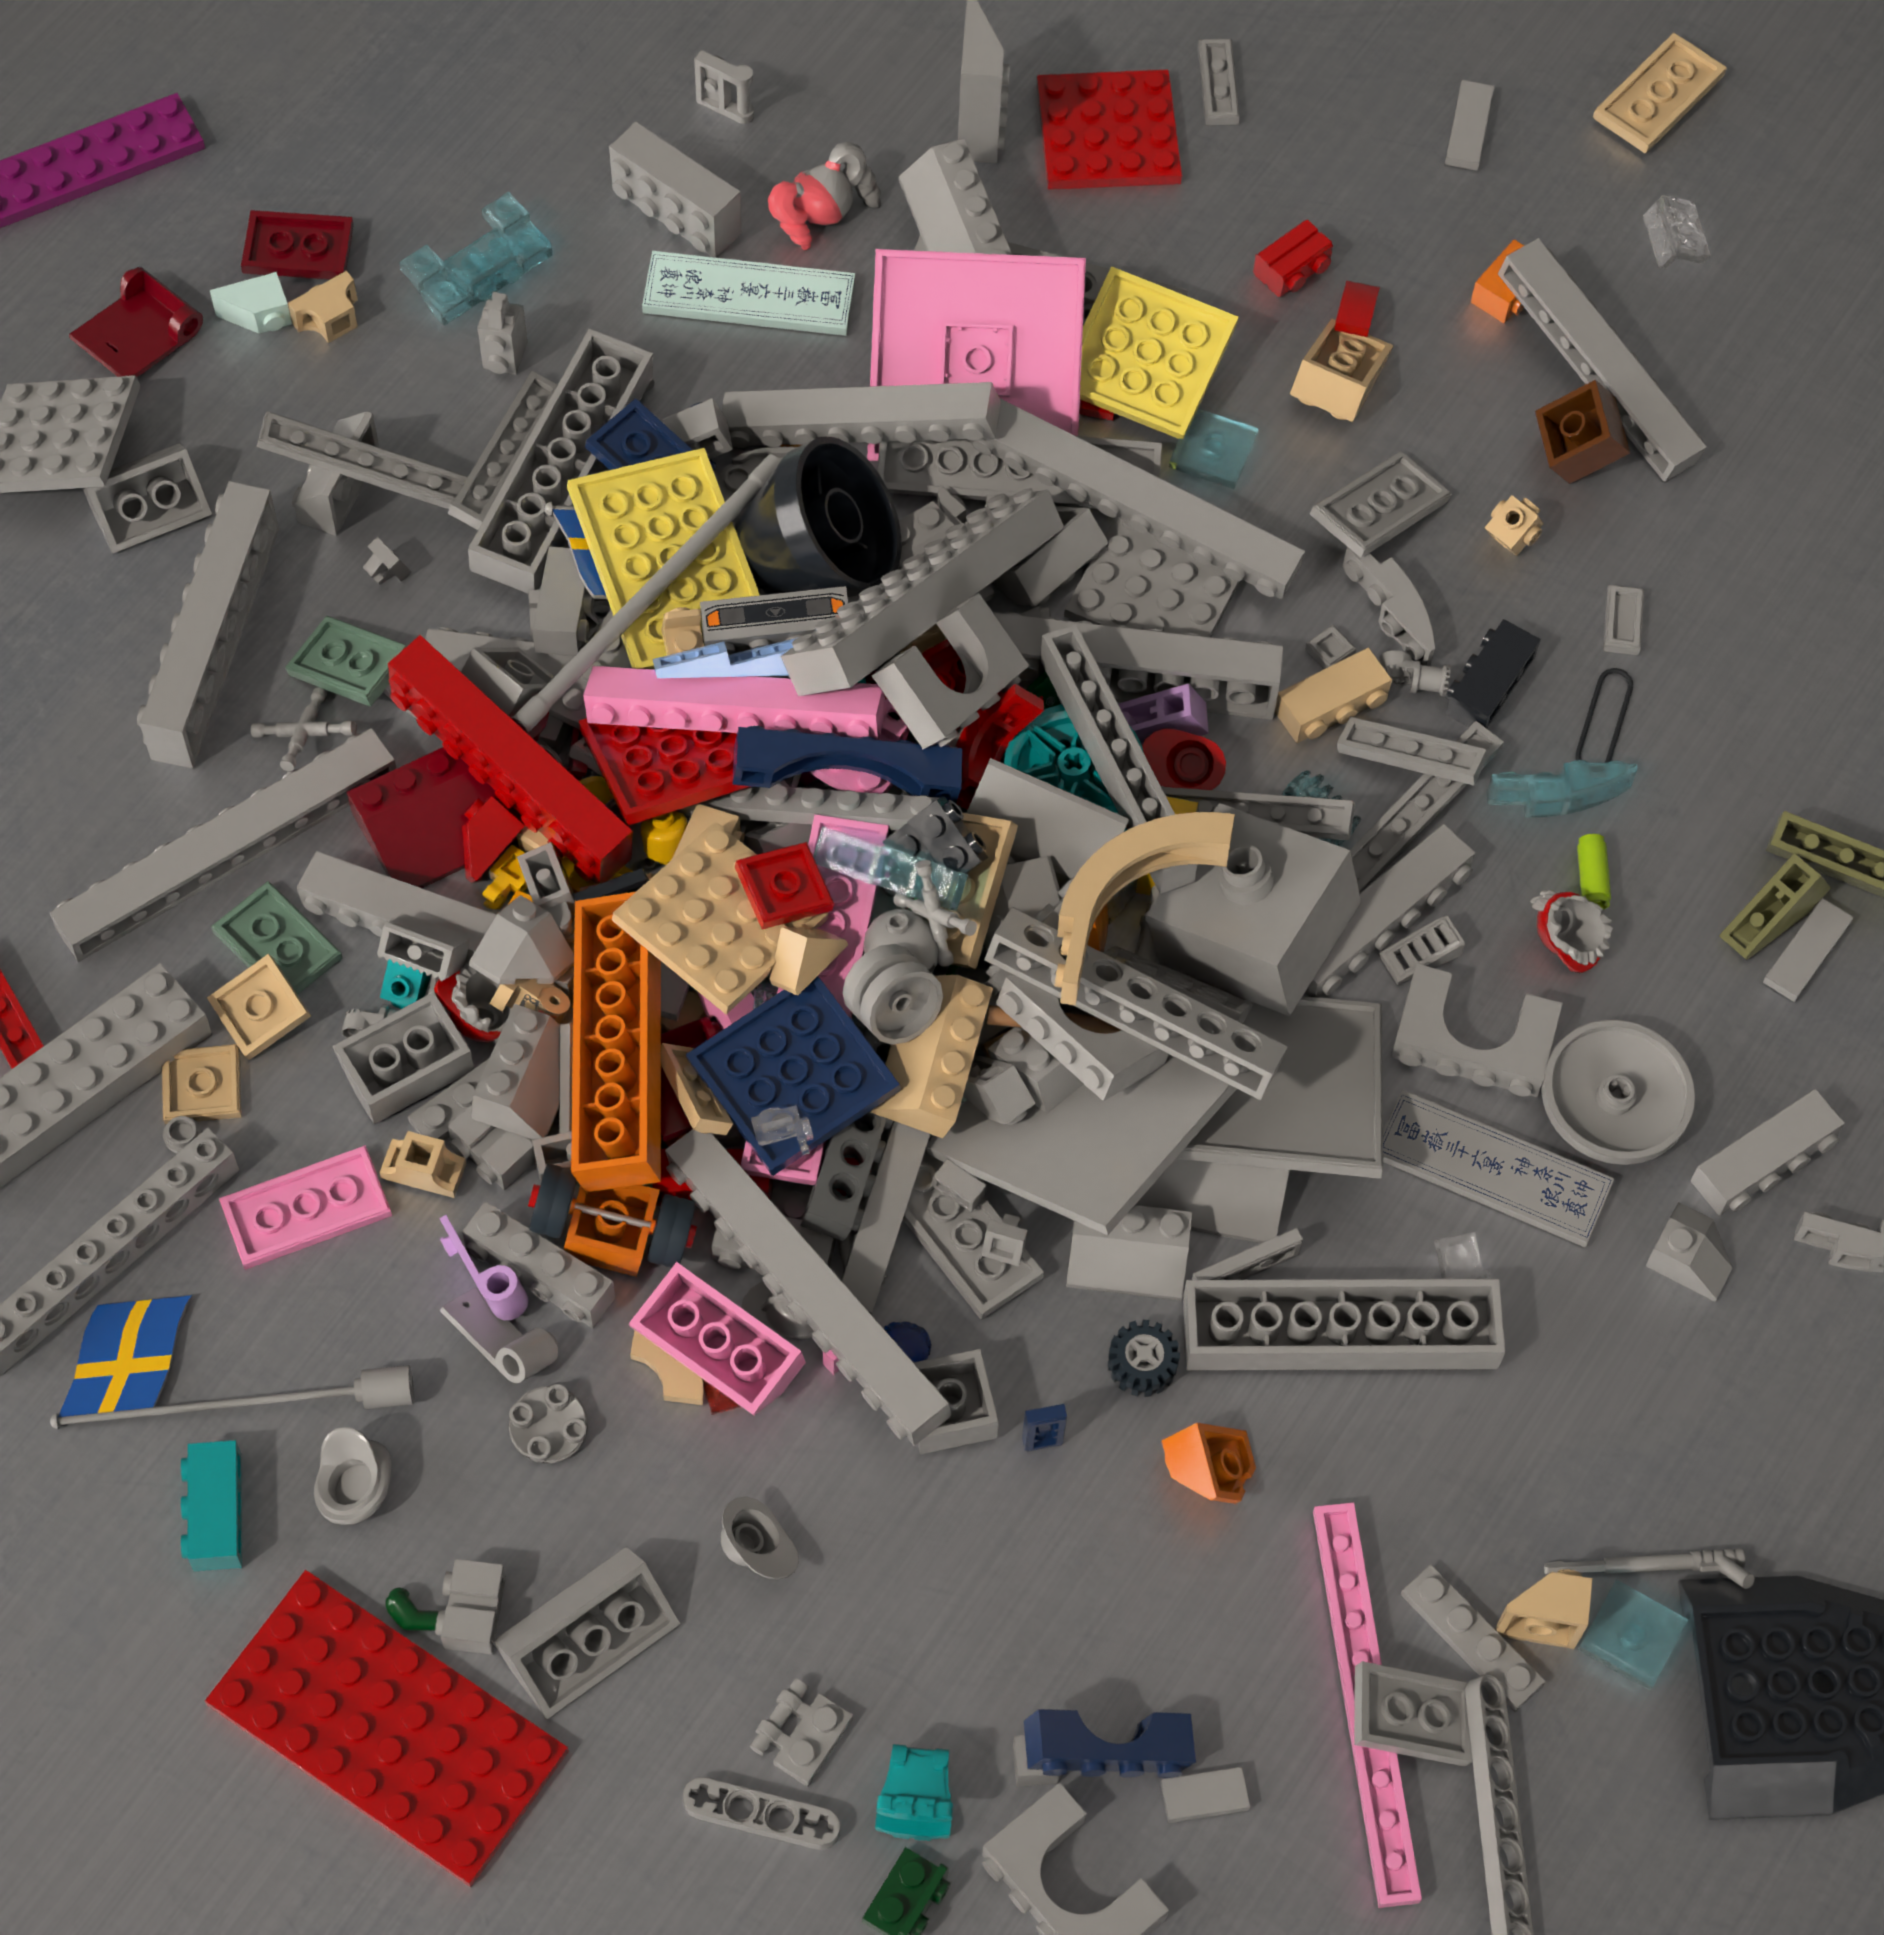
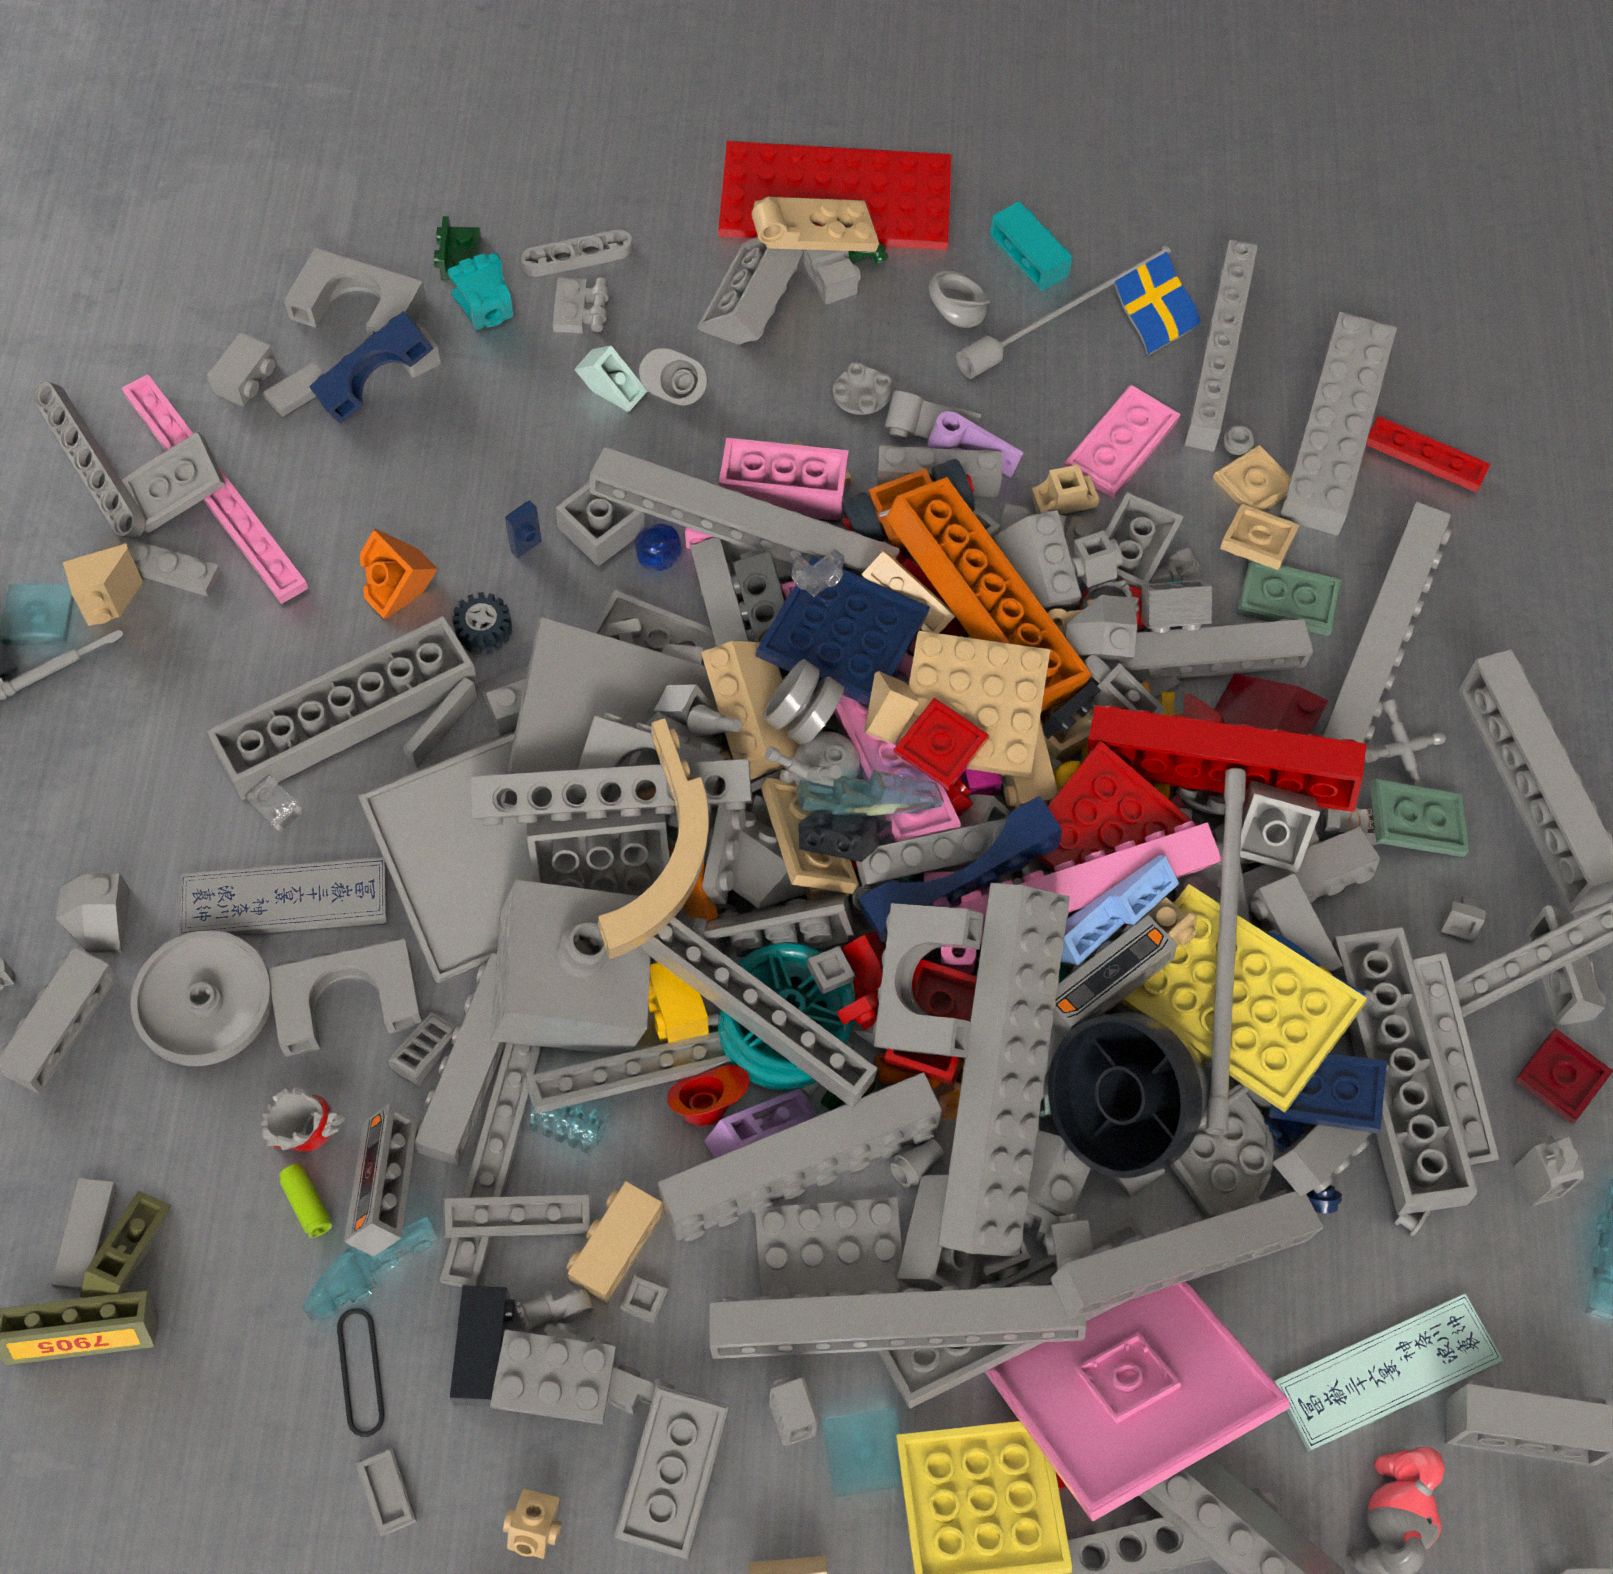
camera: 150 degrees right, 0 degrees up
(414, 406) = (1563, 1076): none -> dark red plate
(472, 1024) = (1096, 558): none -> light grey brick
(500, 1648) = (789, 225): none -> tan hinge
(830, 1594) = (611, 378): none -> light aqua slope
(949, 474) = (1070, 1238): none -> light grey brick
(993, 1044) = (706, 722): none -> light grey cone
(1022, 757) = (830, 970): none -> light grey plate
(1259, 487) = (793, 1410): none -> light grey brick
(1261, 1849) = (240, 369): none -> light grey brick
(1446, 605) = (553, 1377): none -> light grey plate
(1521, 825) = (381, 1180): none -> light grey brick

